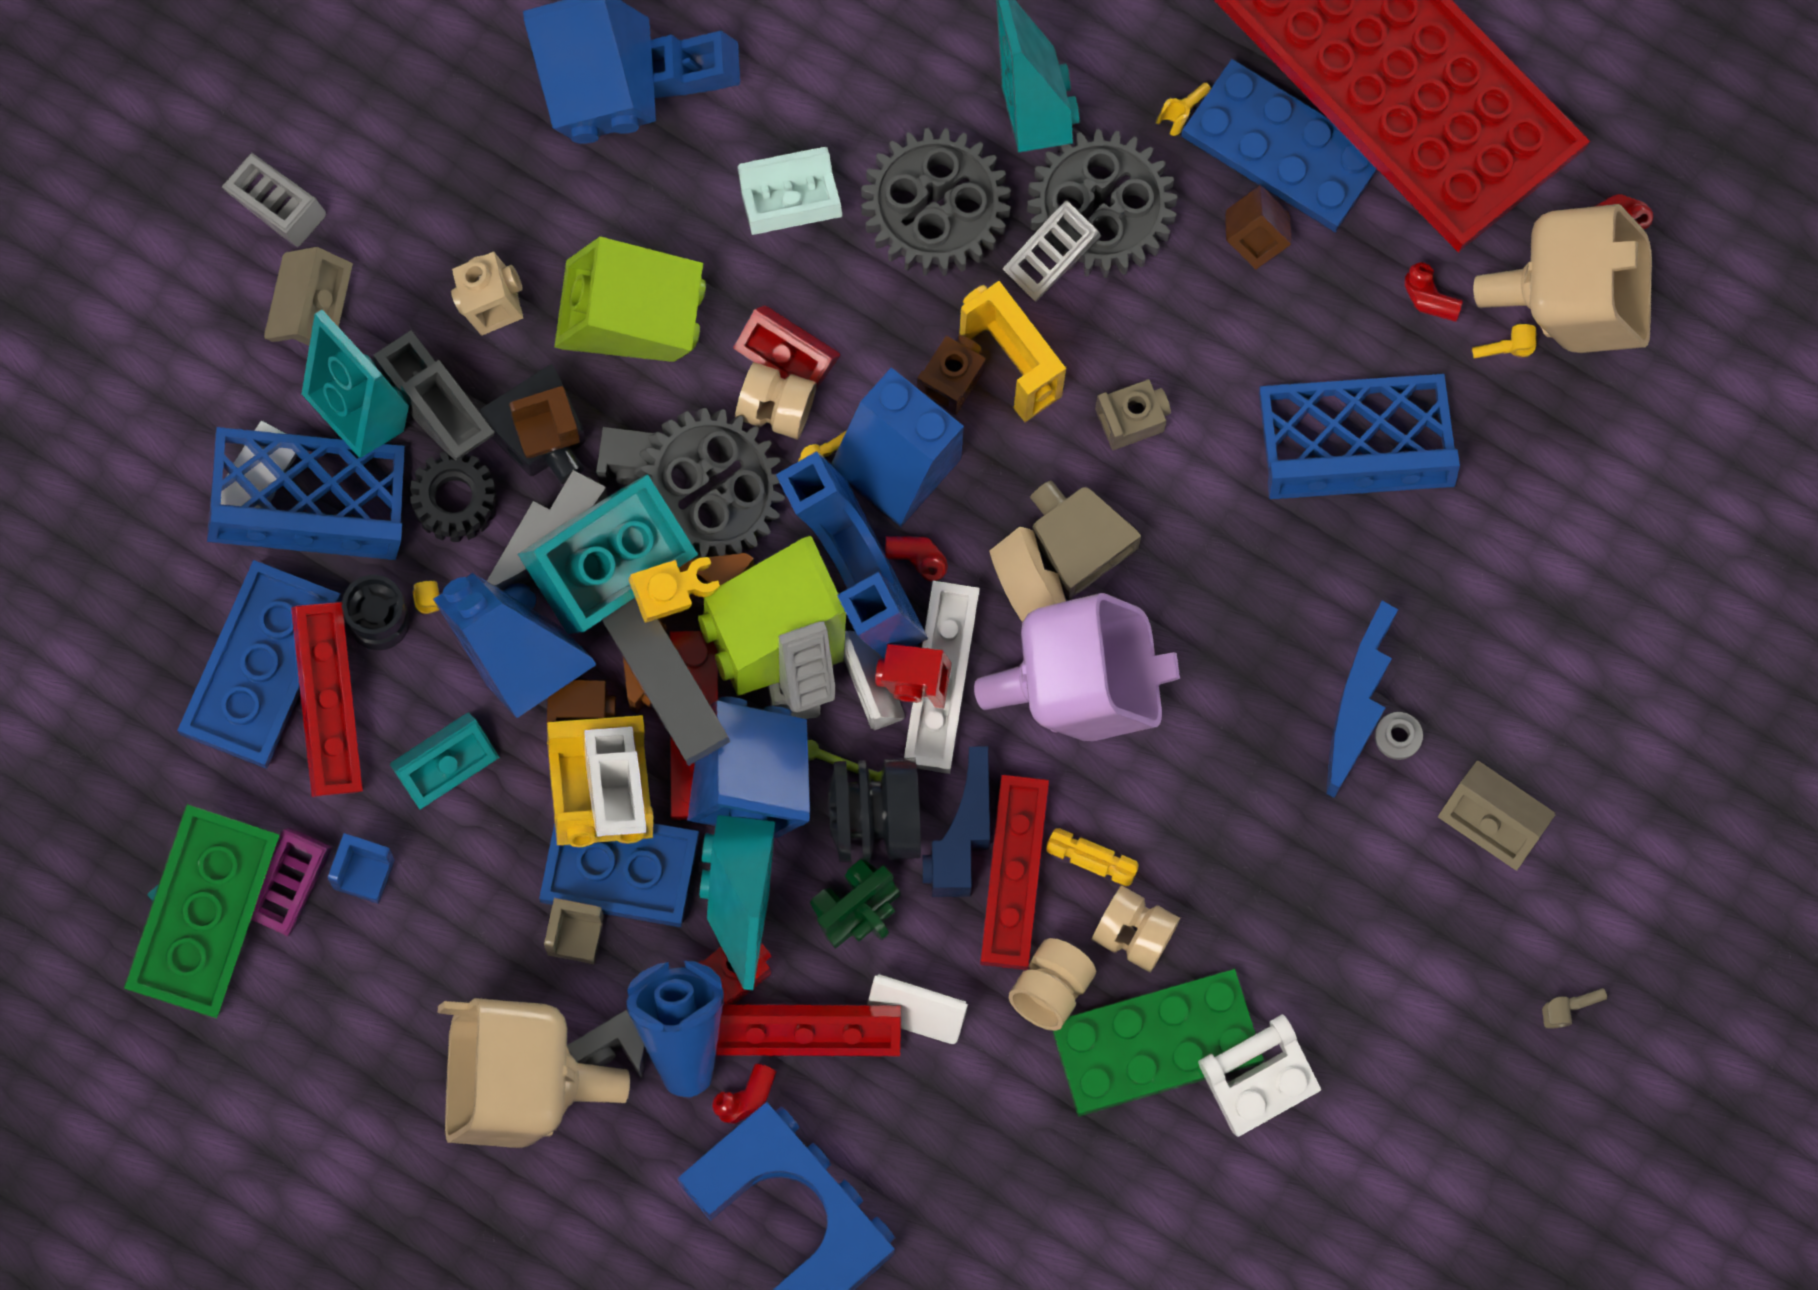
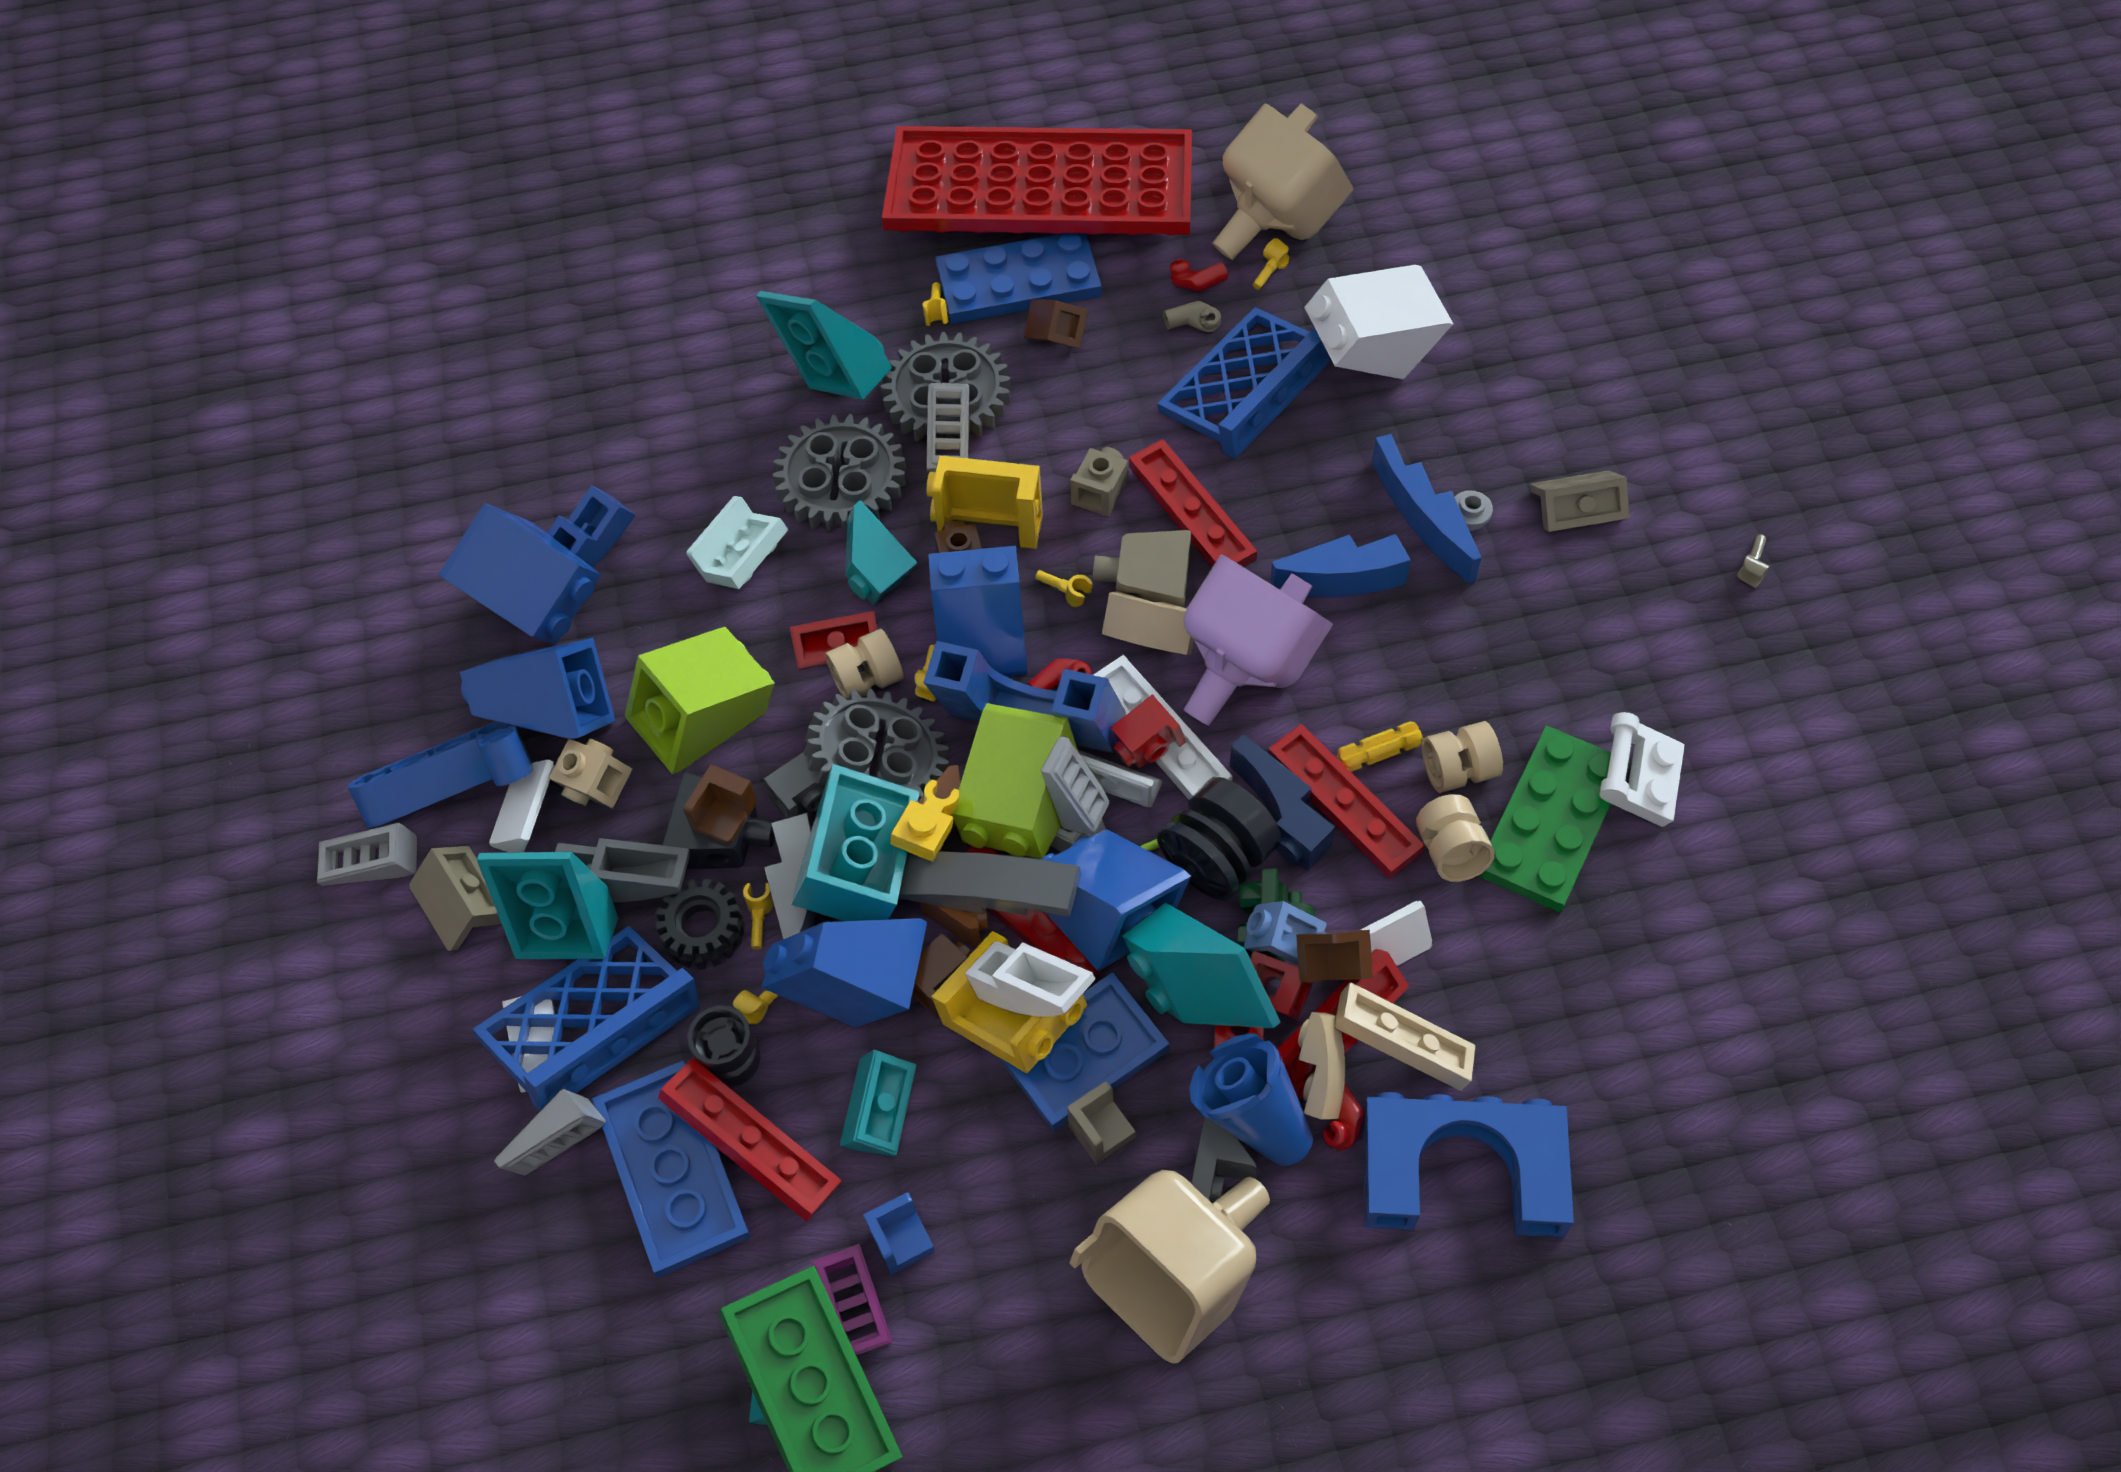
camera: 40 degrees left, 15 degrees down
(208, 559) = (552, 1131): none -> light grey slope
(388, 184) = (441, 772): none -> blue beam
(417, 268) = (521, 809): none -> white slope
(505, 527) = (758, 908): none -> yellow hand
(513, 188) = (542, 690): none -> blue slope
(768, 1044) = (1325, 1049): none -> tan slope
(785, 949) = (1291, 993): none -> red brick
(839, 930) = (1275, 929): none -> medium blue bracket
(844, 1088) = (1405, 1036): none -> tan plate
(855, 978) = (1334, 955): none -> reddish brown panel
(876, 312) = (873, 556): none -> teal slope
(1007, 478) = (1077, 582): none -> yellow hand
(1177, 512) = (1190, 505): none -> red plate
(1230, 684) = (1345, 569): none -> blue slope
(1386, 330) = (1194, 314): none -> dark tan arm
(1503, 497) = (1379, 320): none -> white slope

